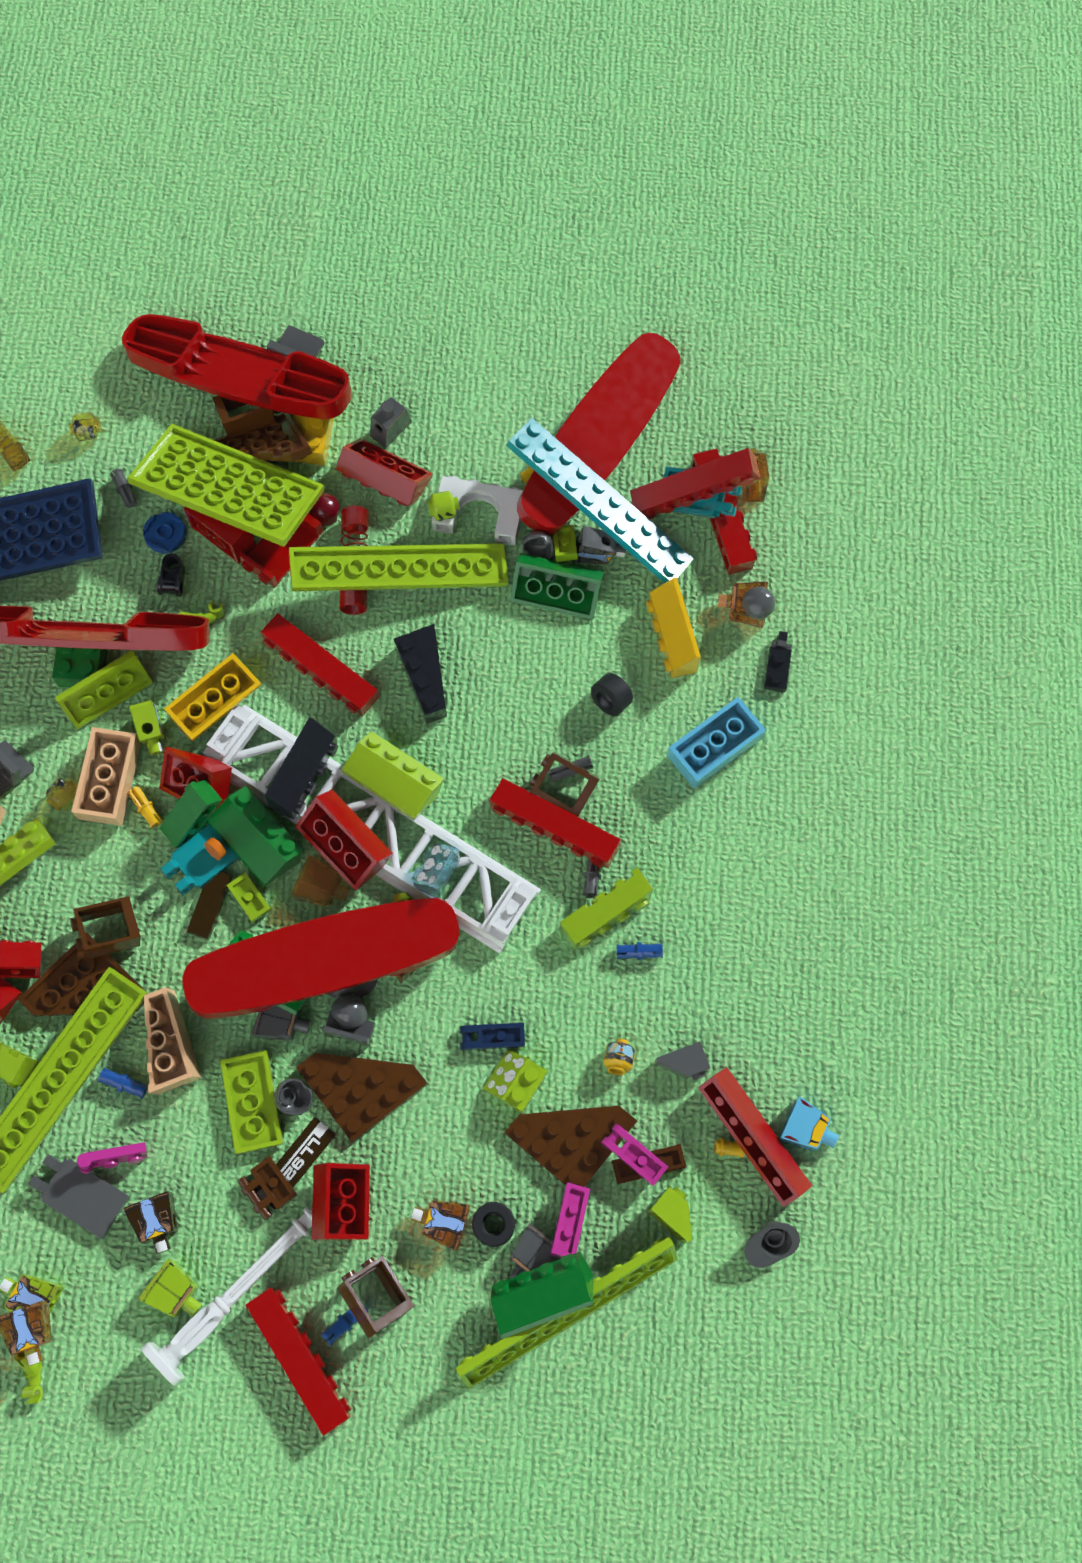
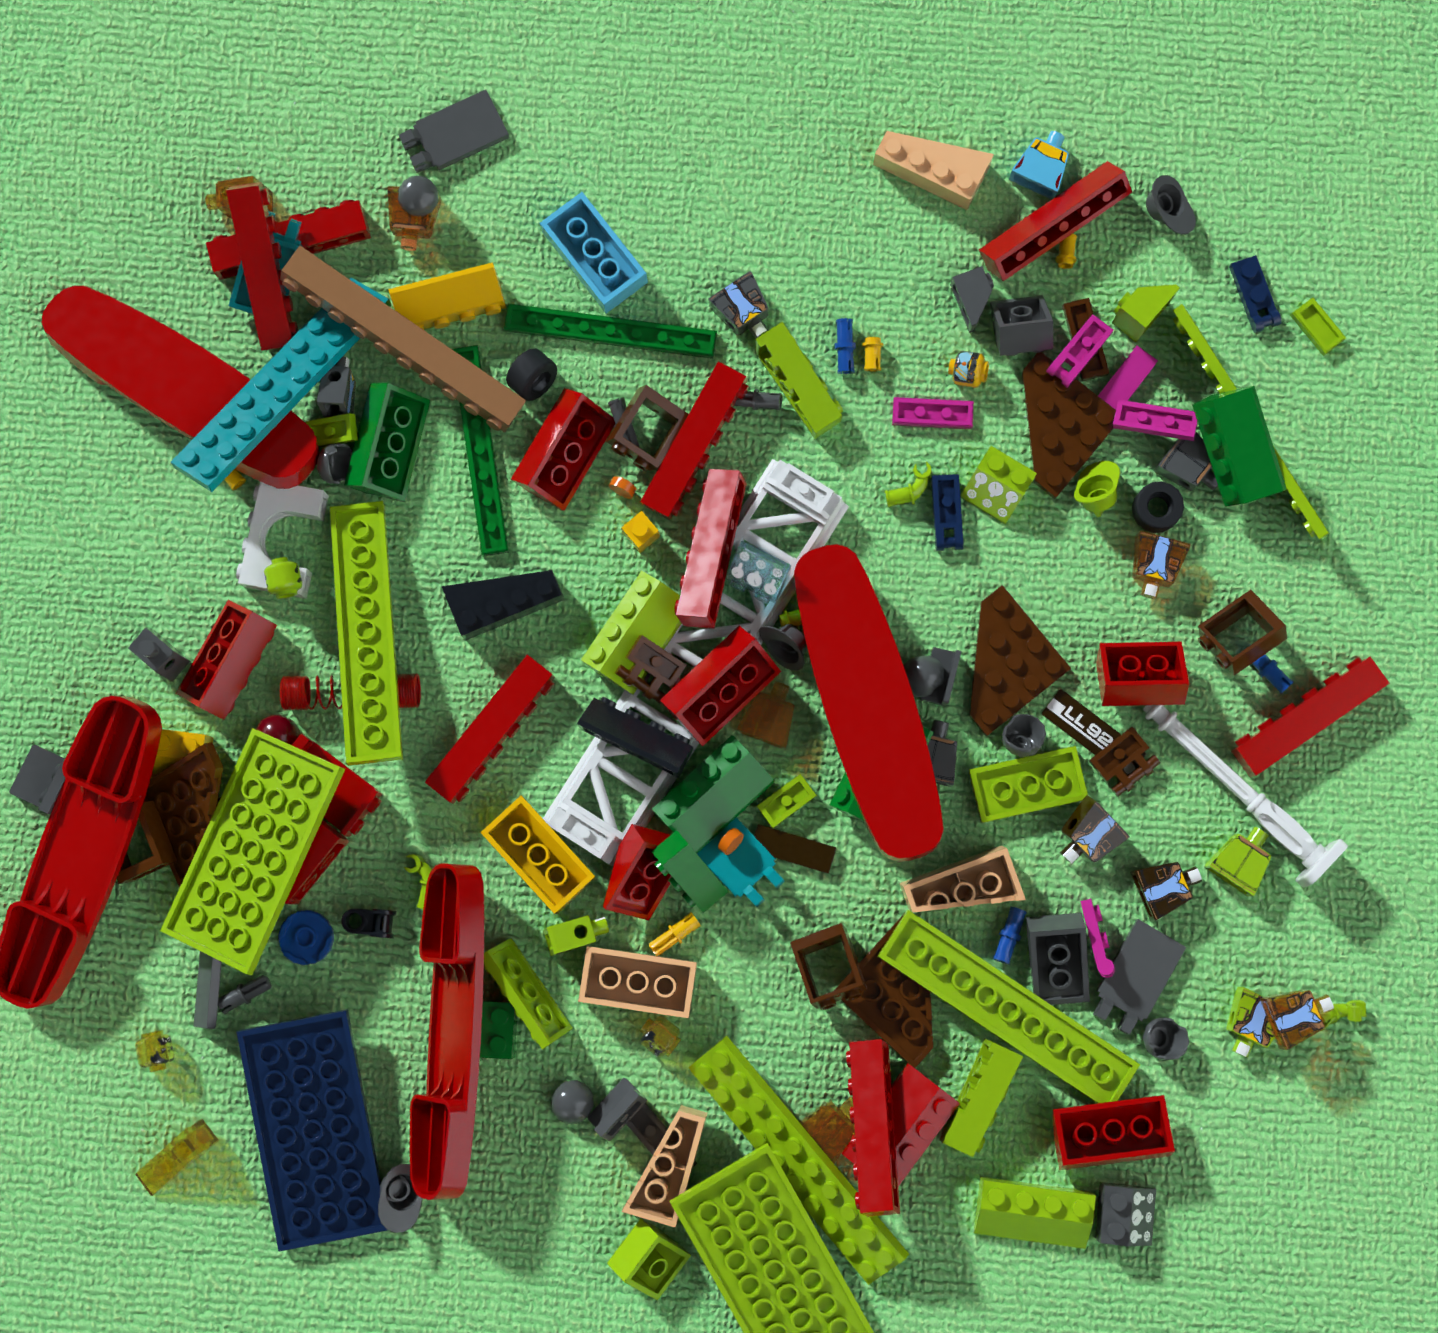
camera: 80 degrees left, 10 degrees up
(18, 728) = (572, 1102): none -> dark grey hair
(21, 1216) = (1165, 1039): none -> dark grey hair
(100, 1123) = (1058, 958): none -> dark grey slope
(118, 462) = (207, 992): none -> dark grey tile
(204, 1155) = (1091, 832): none -> torso
(365, 785) = (654, 661): none -> reddish brown plate
(379, 894) = (785, 645): none -> dark grey piece
(459, 831) = (710, 548): none -> brick
(478, 780) = (640, 532): none -> yellow brick
(510, 1006) = (910, 493): none -> lime piece
(512, 1168) = (1098, 486): none -> lime piece
(517, 767) = (622, 487): none -> orange tile
(549, 720) = (564, 449): none -> red slope
(550, 657) = (483, 473): none -> green tile
(581, 1026) = (932, 413): none -> dark pink tile
(613, 1201) = (1128, 377): none -> dark pink tile
(633, 974) = (872, 353): none -> yellow pin
(635, 591) = (401, 339): none -> medium nougat brick
(651, 760) = (610, 331): none -> green tile
(659, 1104) = (1022, 325): none -> dark grey slope
(663, 1384) = (1318, 326): none -> lime tile
(673, 864) = (741, 306): none -> torso
(693, 1324) = (1254, 293): none -> dark blue plate
(778, 664) = (490, 180): black hinge -> none
(801, 1033) = (934, 166): none -> light nougat wedge
(818, 637) = (455, 132): none -> dark grey tile

